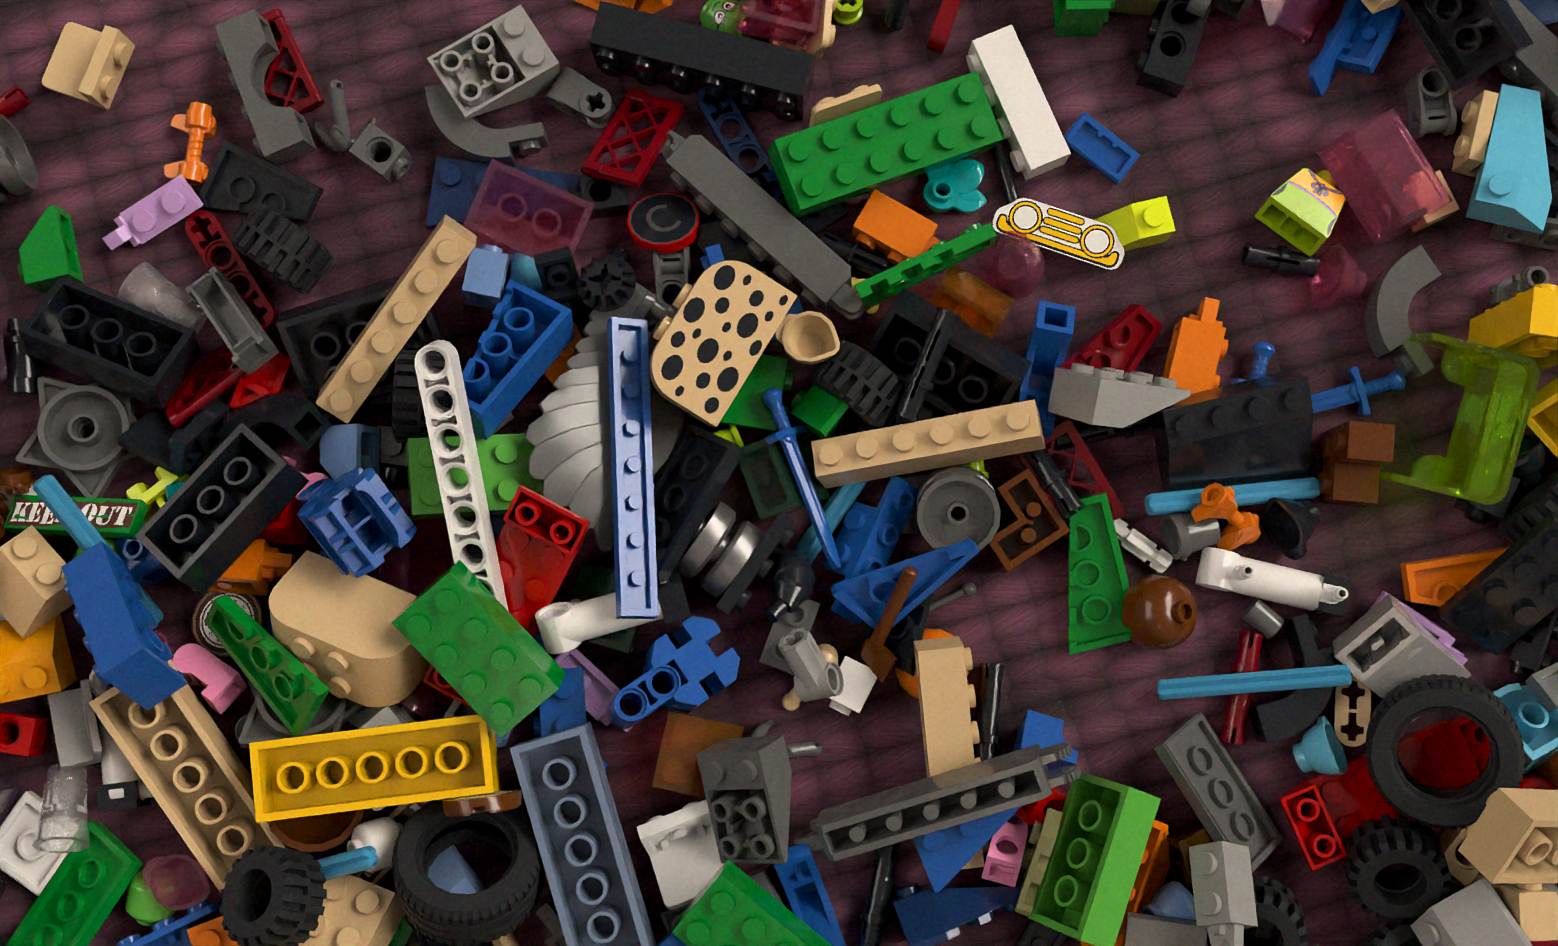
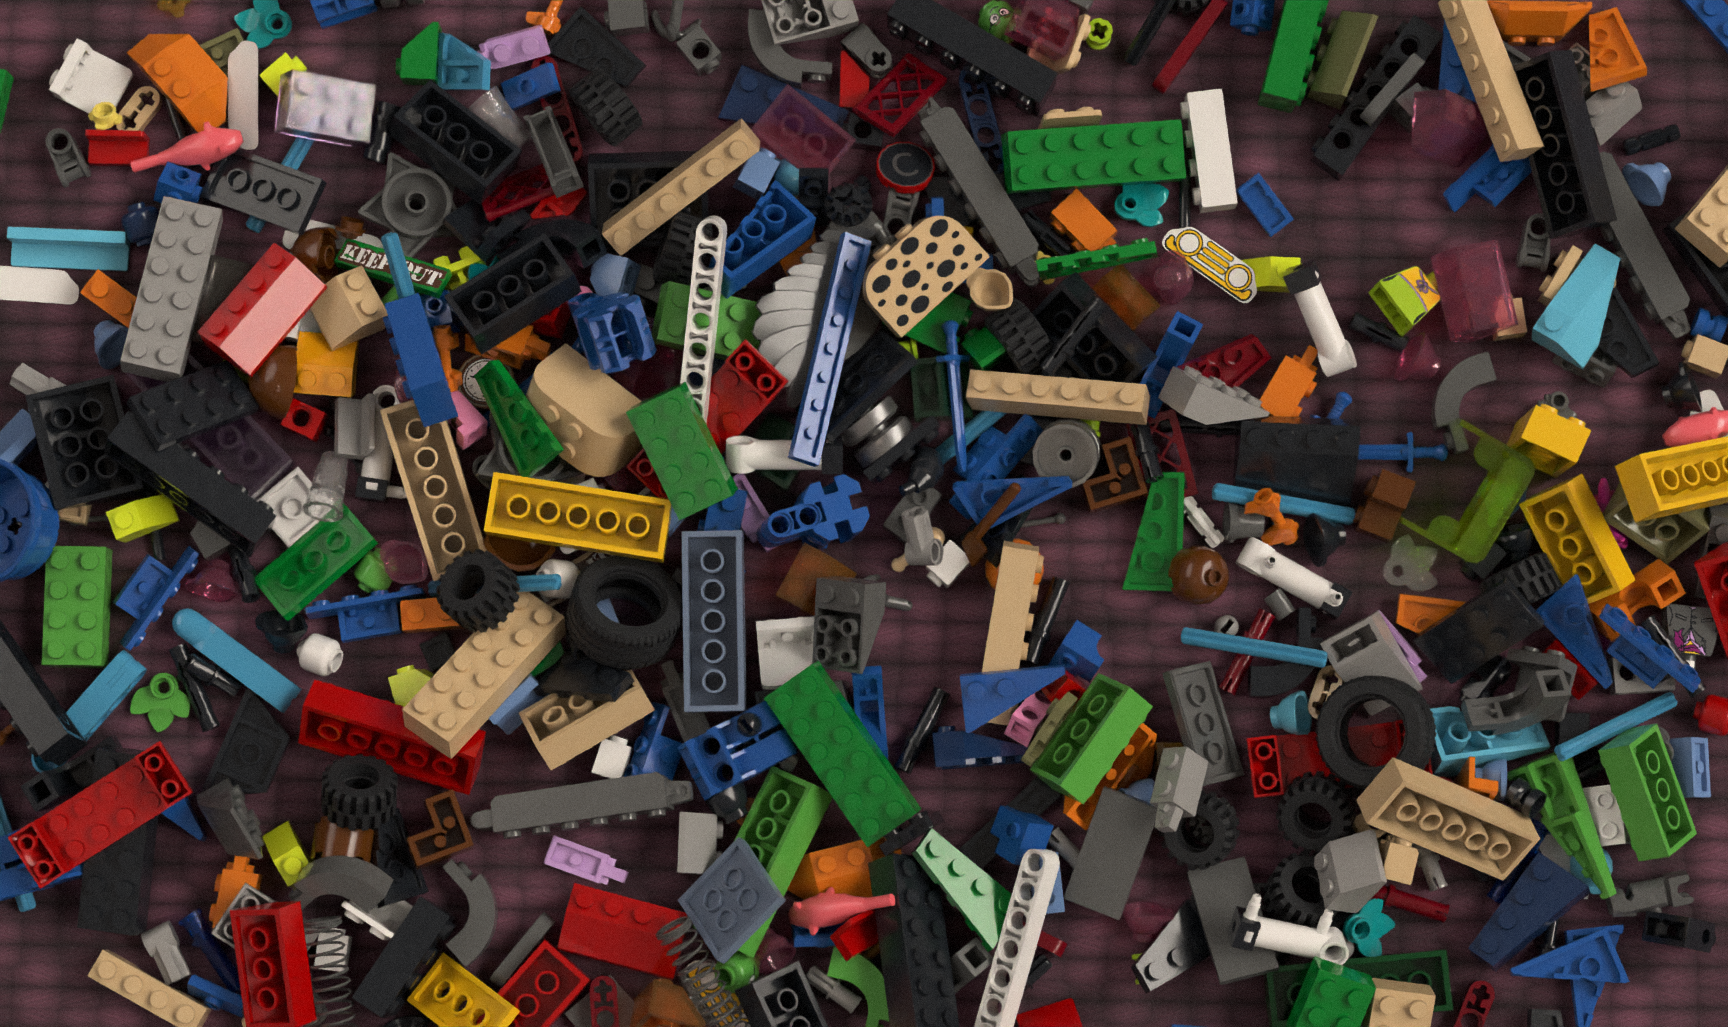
camera: 15 degrees right, 0 degrees up
(98, 250) = (461, 66): none -> dark azure wing
(158, 588) = (446, 341): none -> orange piece
(189, 251) = (531, 86): none -> blue plate
(492, 802) = (651, 564): reddish brown tile -> none
(573, 138) = (853, 81): none -> red slope
(938, 802) = (985, 660): dark grey hinge -> none
(1199, 661) = (1222, 621): none -> light grey hinge
(1213, 259) = (1333, 350): none -> white piece
(1406, 524) = (1414, 563): none -> clear plate

